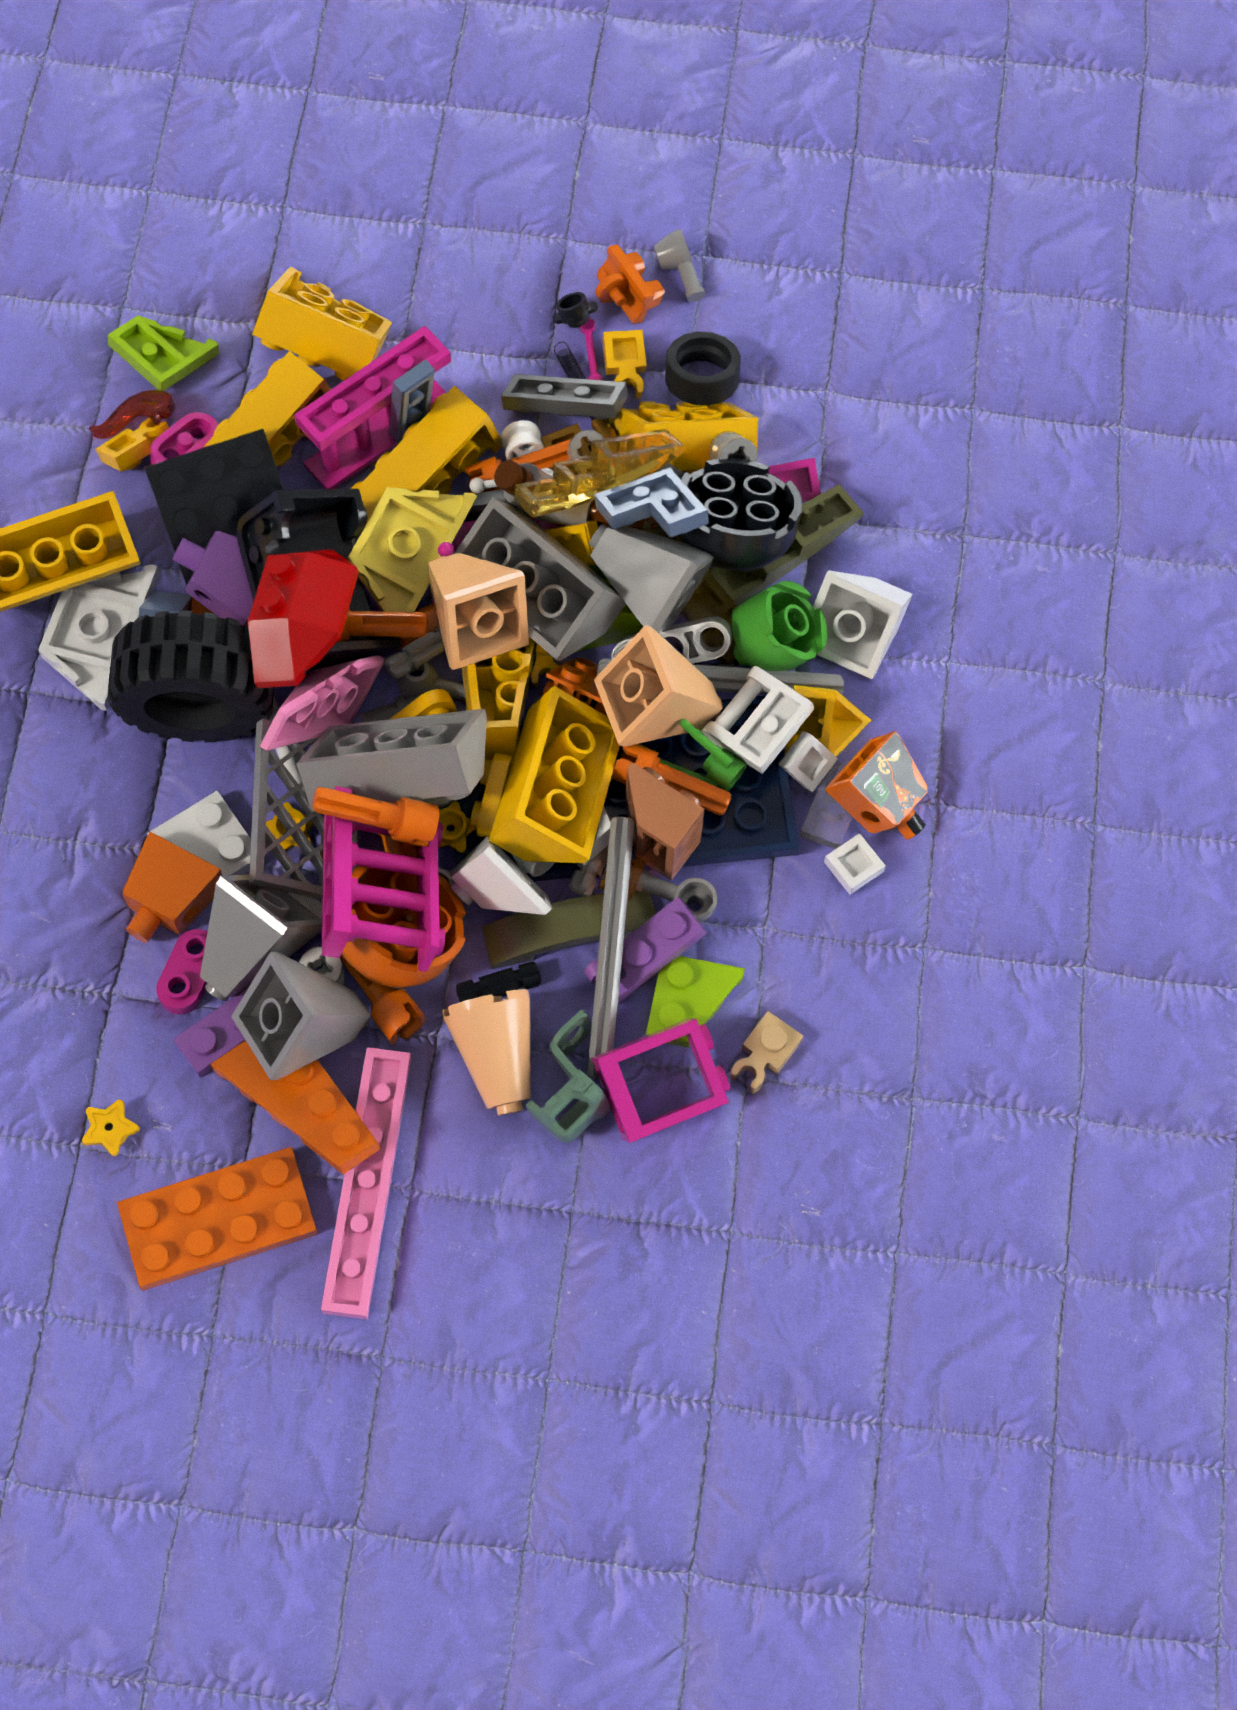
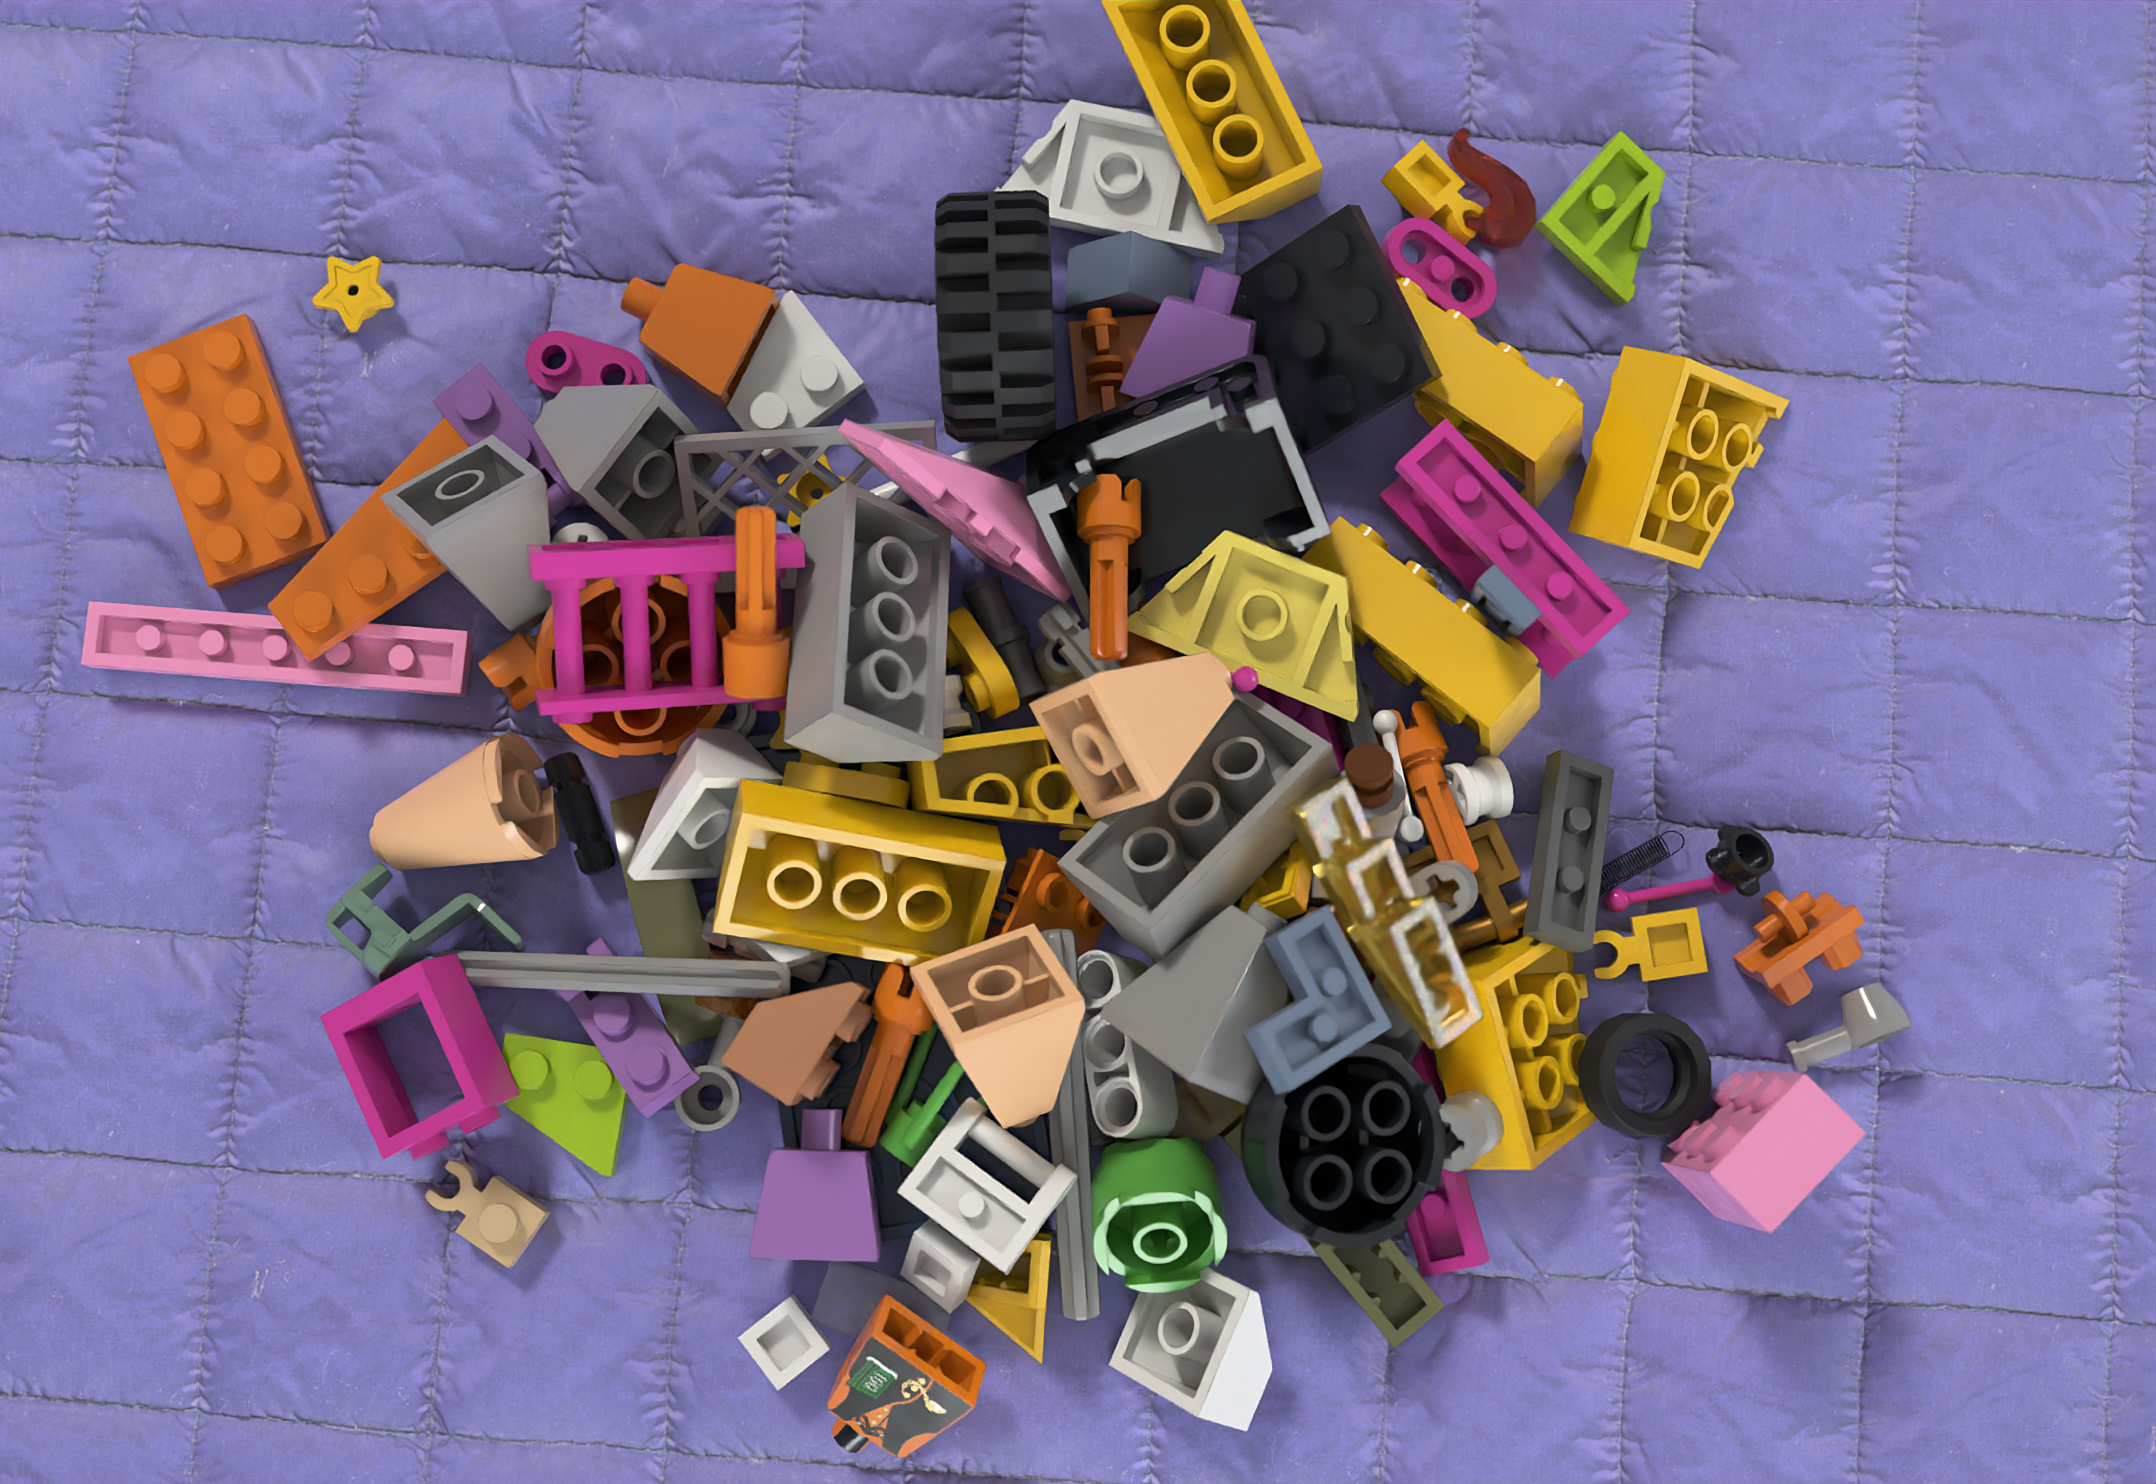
camera: 90 degrees right, 15 degrees up
(298, 614) = (1085, 457): red wedge -> none
(749, 298) = (1761, 1147): none -> bright pink brick
(763, 825) = (818, 1198): none -> medium lavender torso

